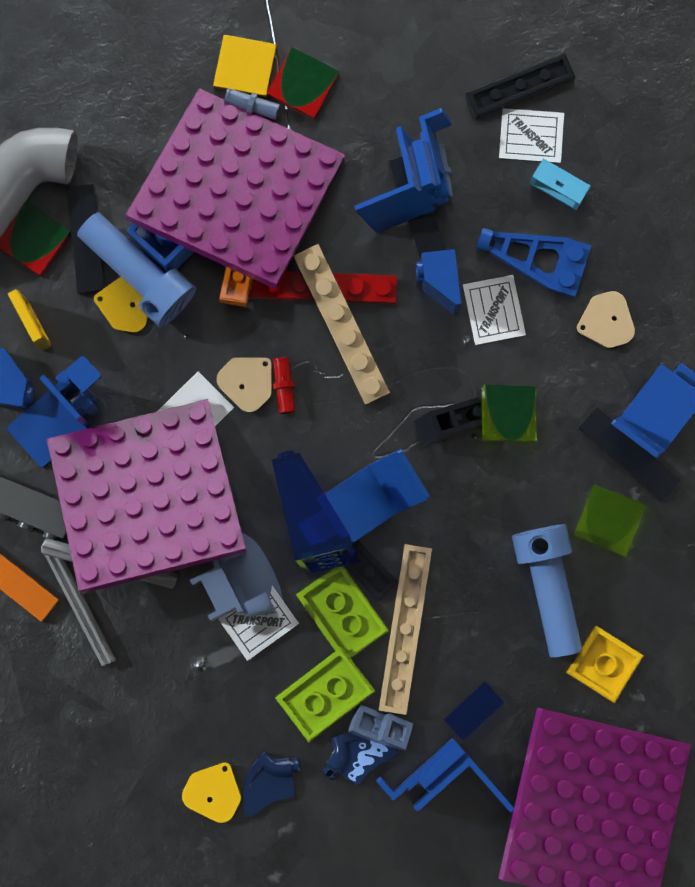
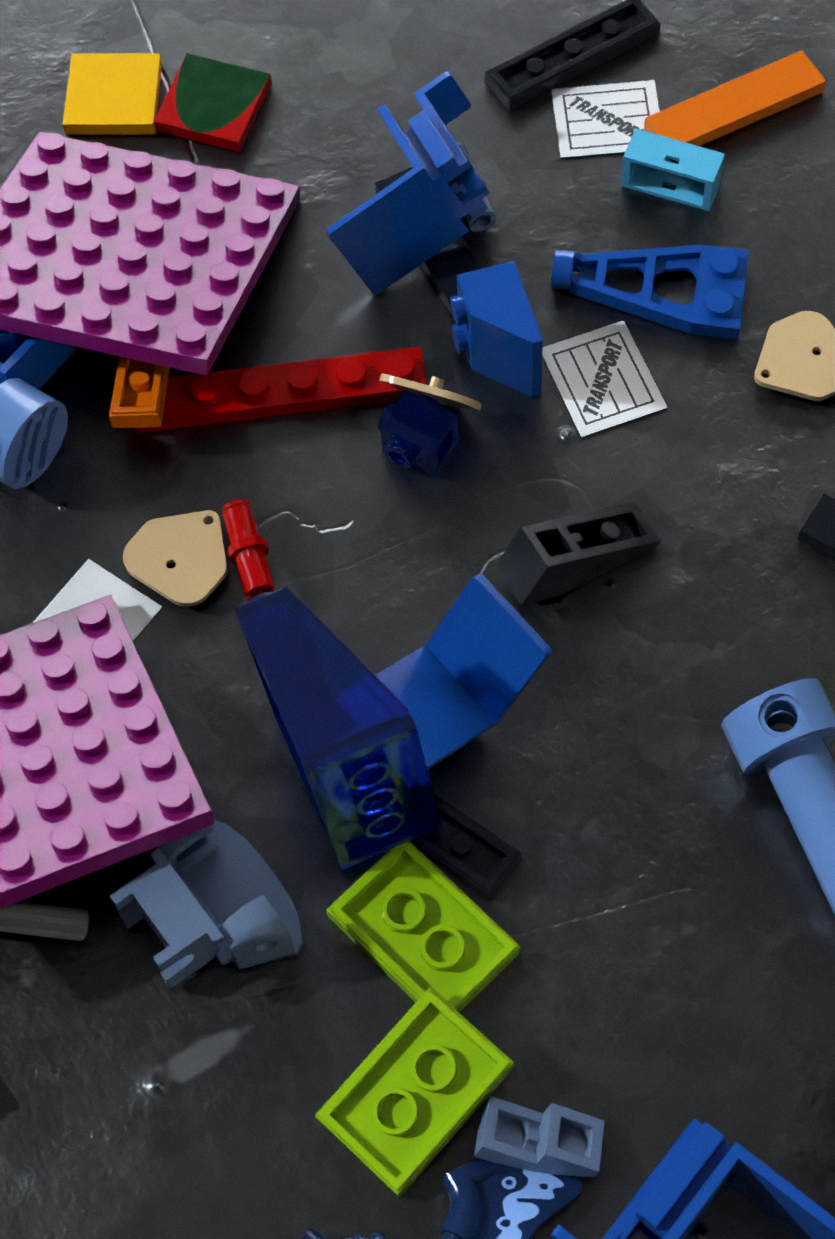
camera: 10 degrees left, 20 degrees down
(252, 103) = (134, 138): sand blue pin -> none
(258, 632) = (260, 997): white sticker -> none
(341, 324) = (338, 434): tan plate -> none
(385, 331) = (418, 433): none -> clear blue brick
(397, 314) = (433, 390): none -> tan piece
(405, 629) = (552, 943): tan plate -> none
(473, 710) = (720, 1073): clear blue tile -> none
(509, 413) = (667, 526): dark green tile -> none
(607, 142) = (739, 101): none -> orange tile

